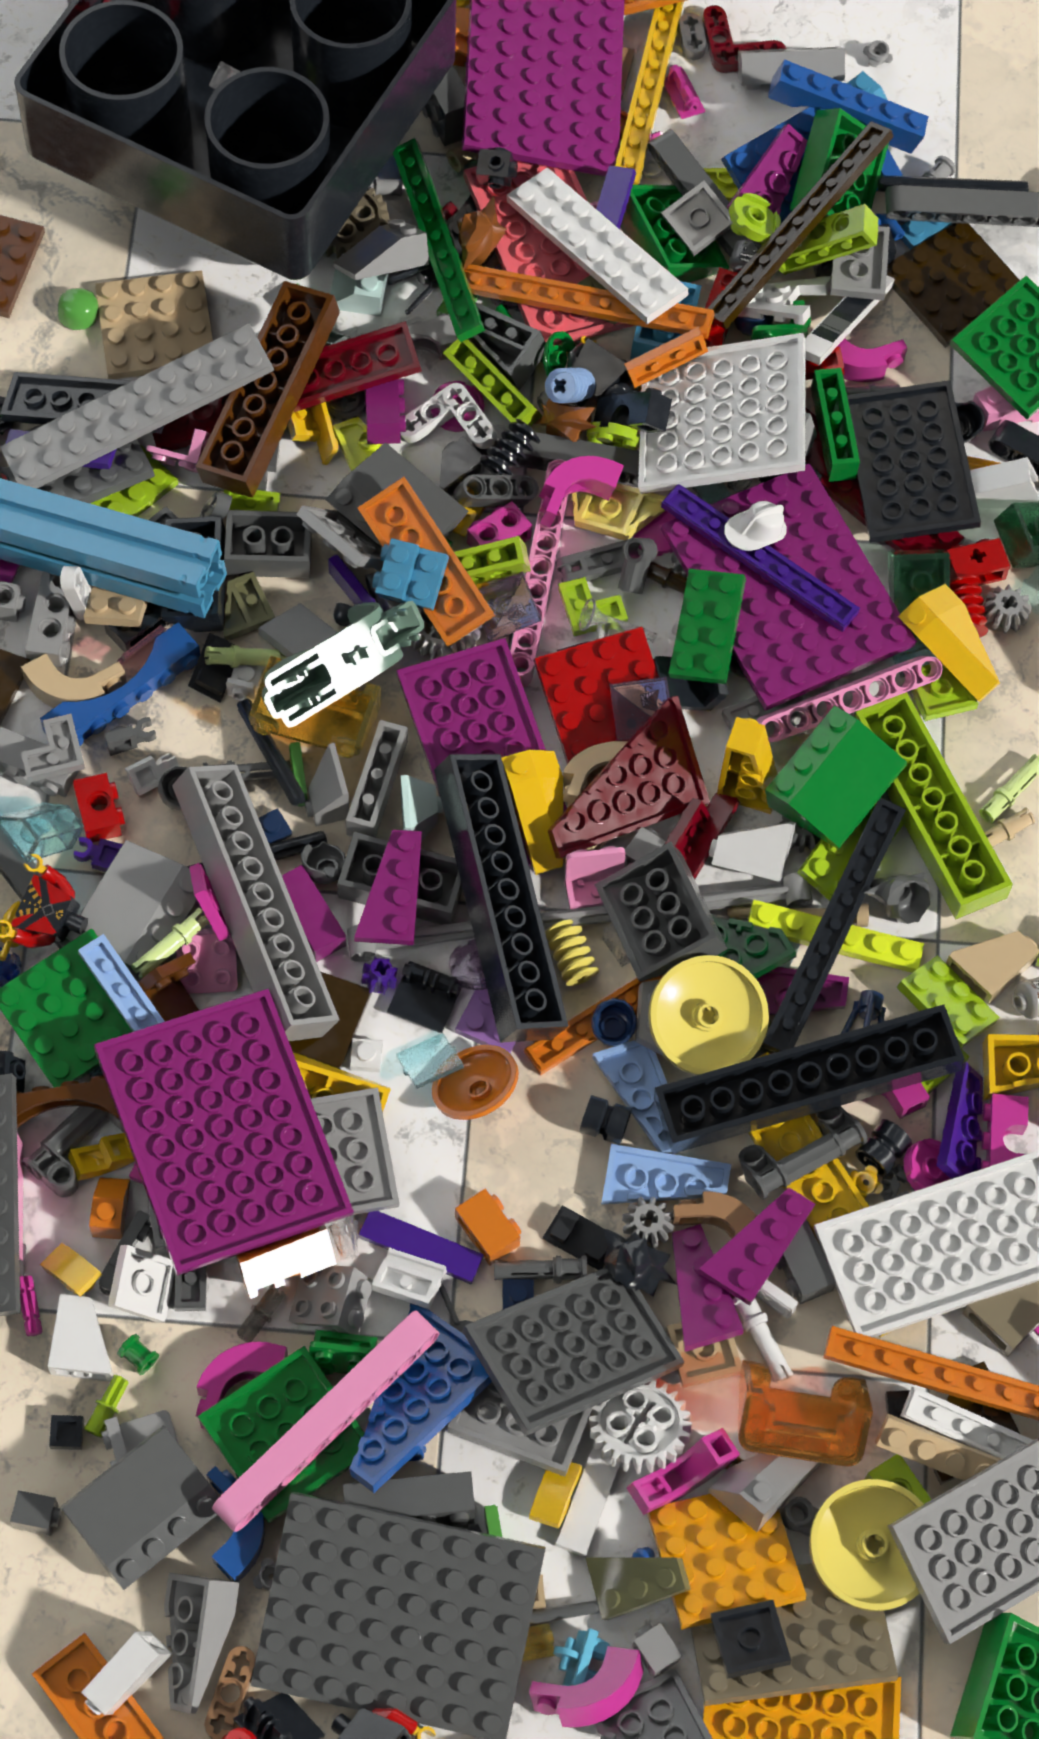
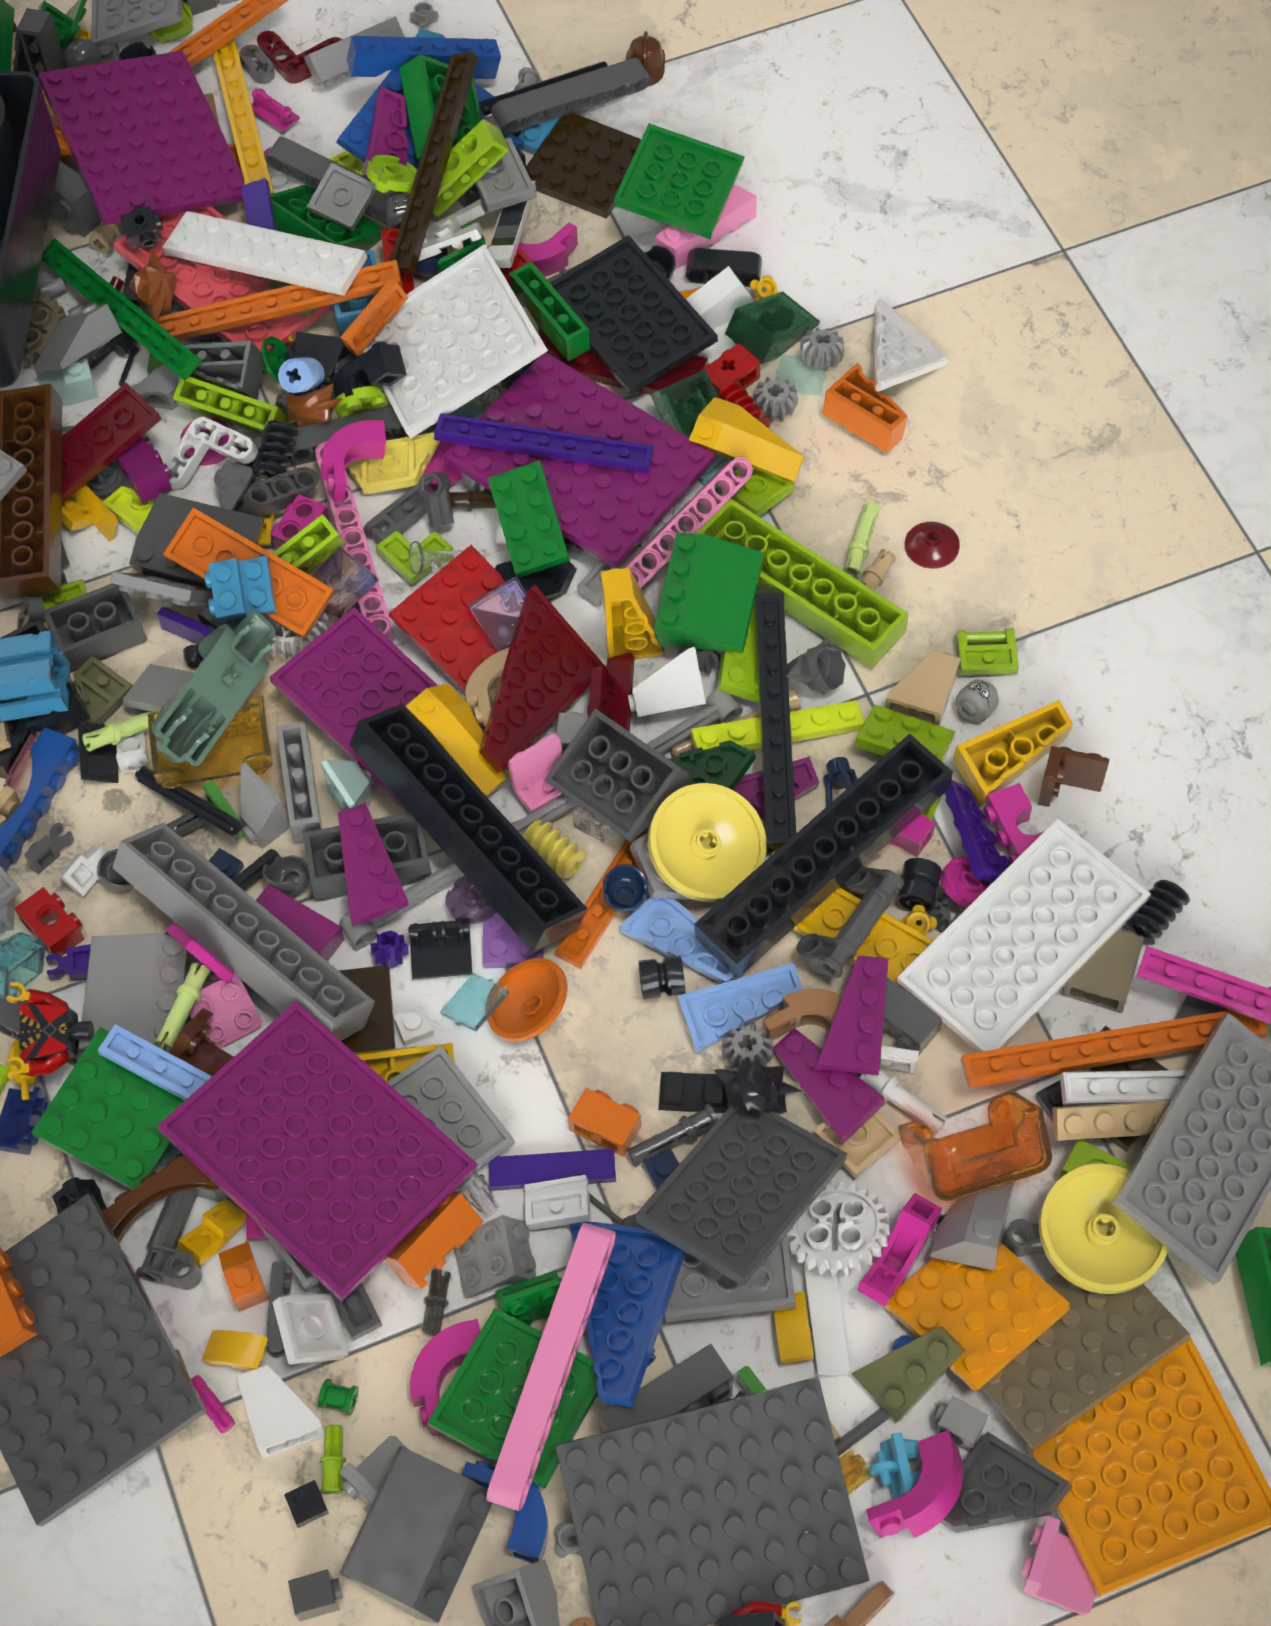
camera: 20 degrees left, 5 degrees down
(750, 1639) = (1043, 1367): black plate -> none
(756, 526) = (528, 418): white piece -> none

